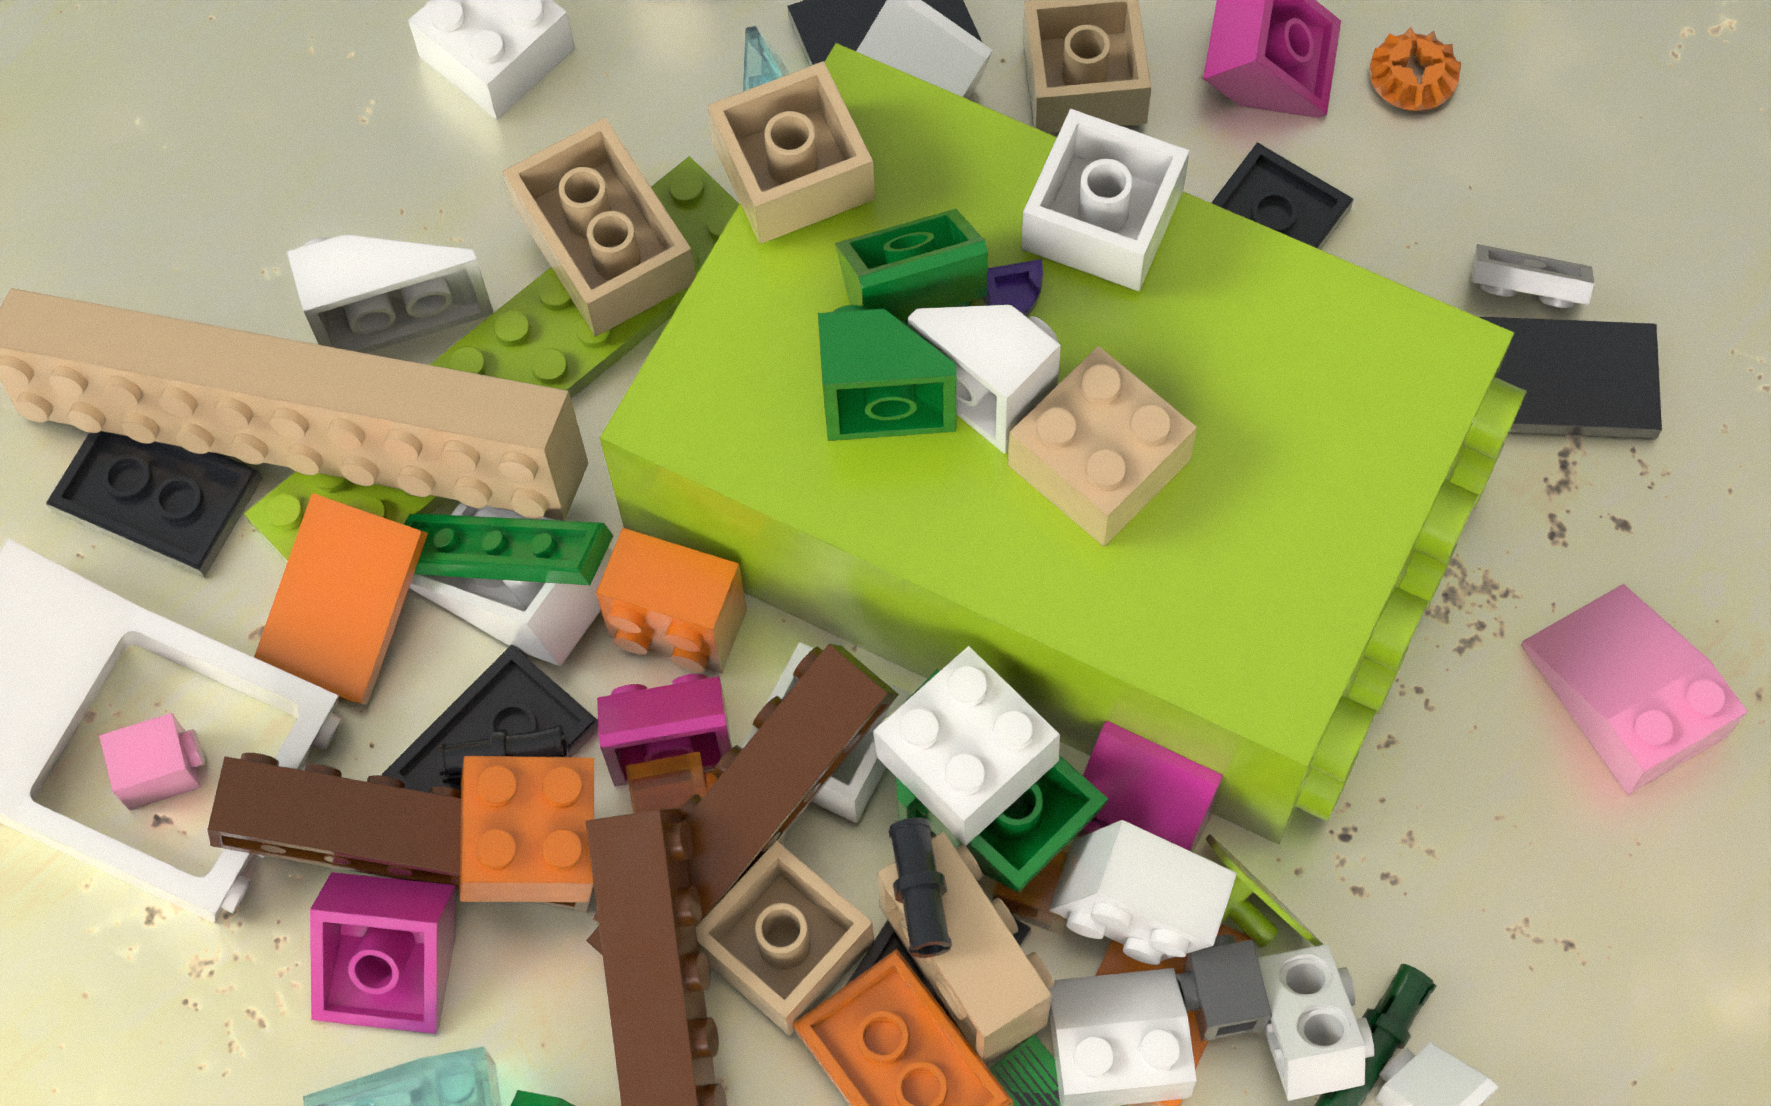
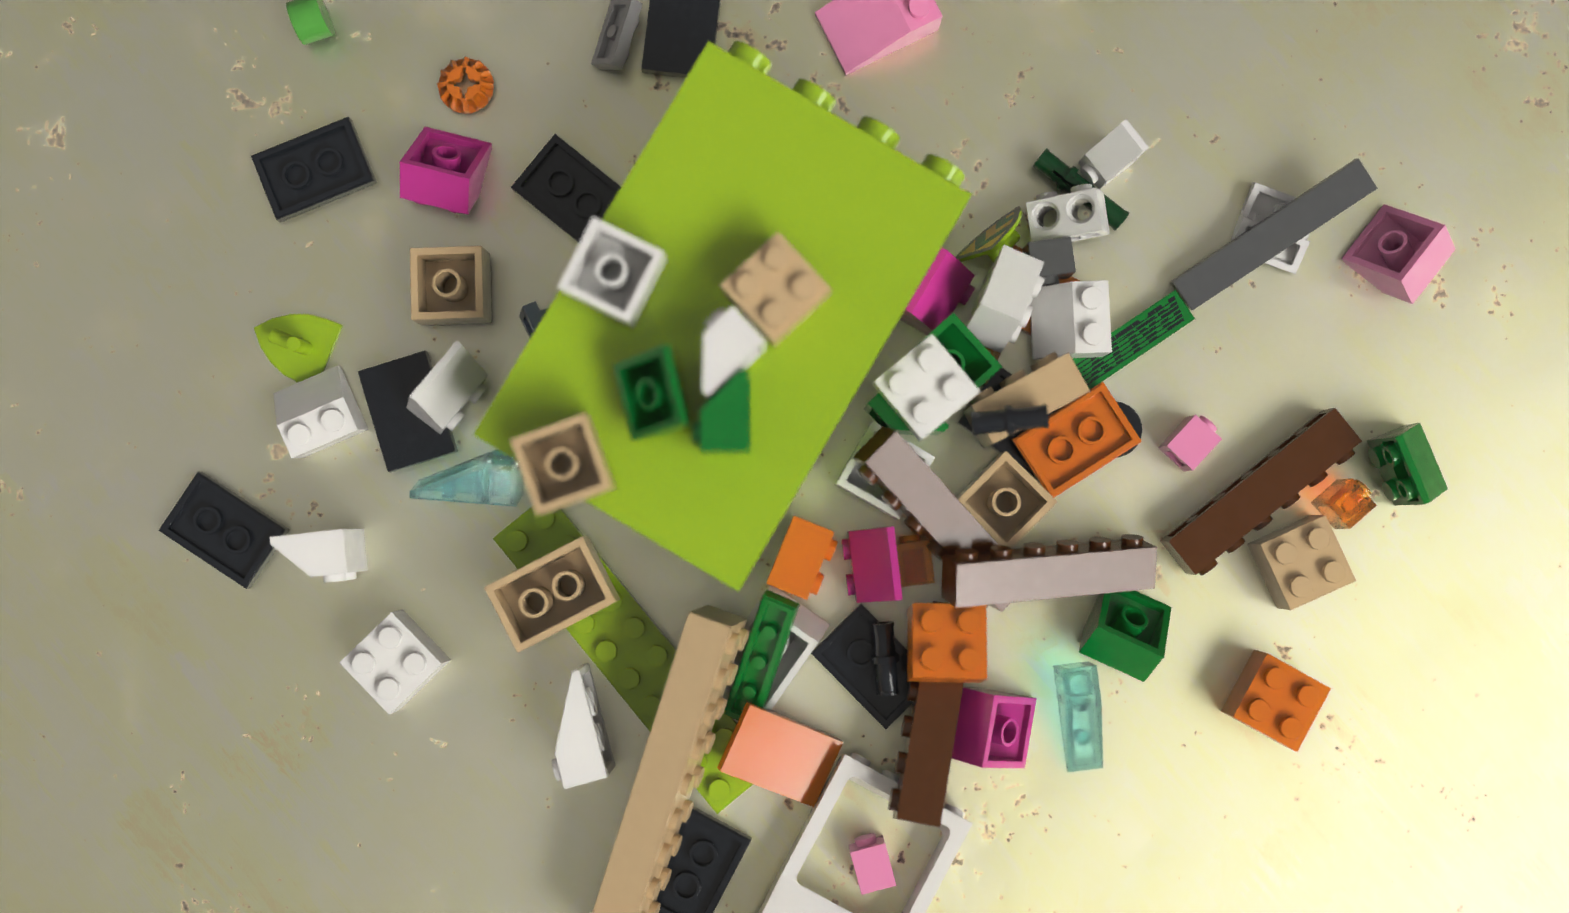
camera: 90 degrees left, 20 degrees up
(1015, 285) = (661, 333): dark purple tile -> none

